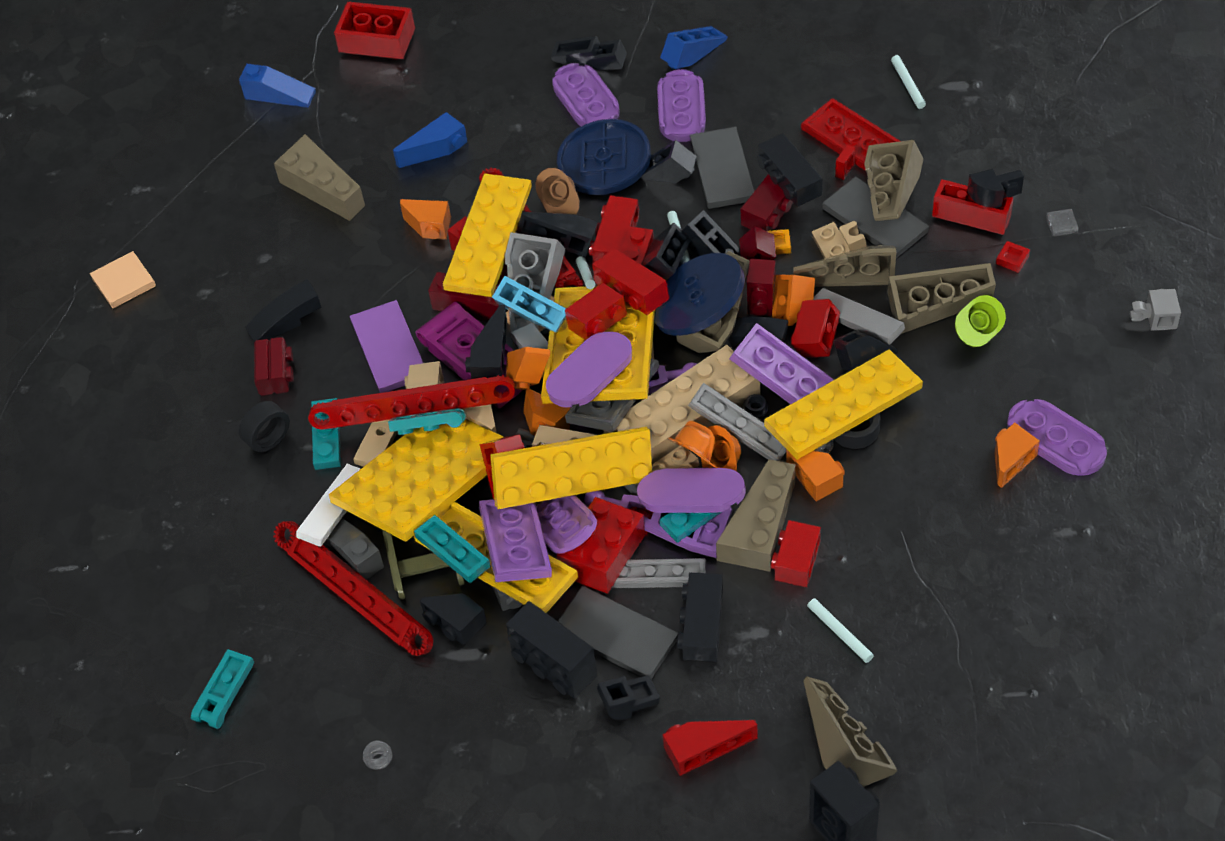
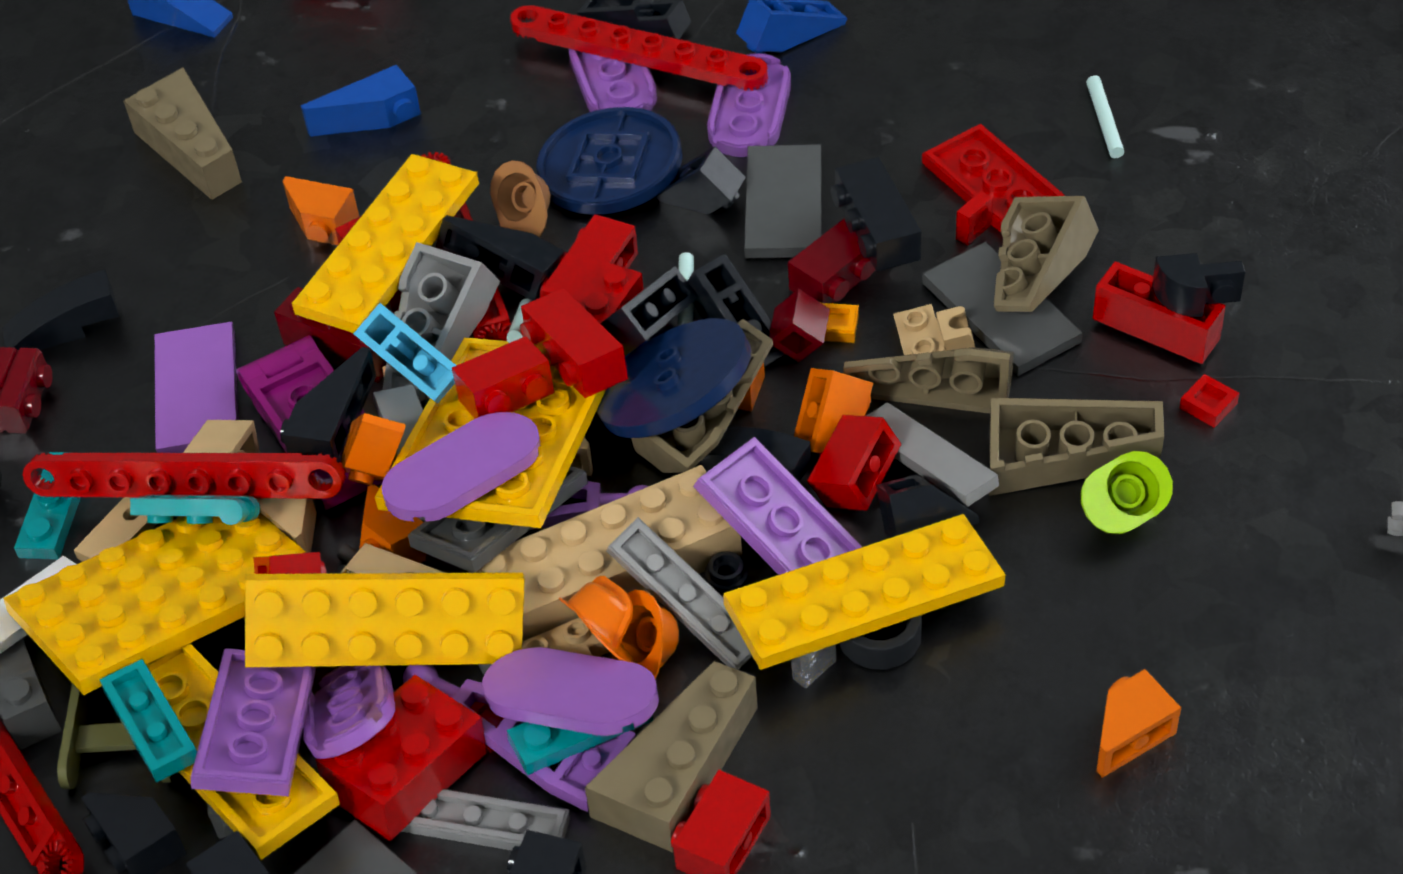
camera: 10 degrees right, 5 degrees down
(599, 76) = (639, 47): none -> red plate
(760, 287) = (782, 382): dark red brick -> none
(818, 473) = (796, 699): orange slope -> none
(1062, 222) = (1302, 359): clear tile -> none
(1062, 438) = (1223, 708): medium lavender tile -> none

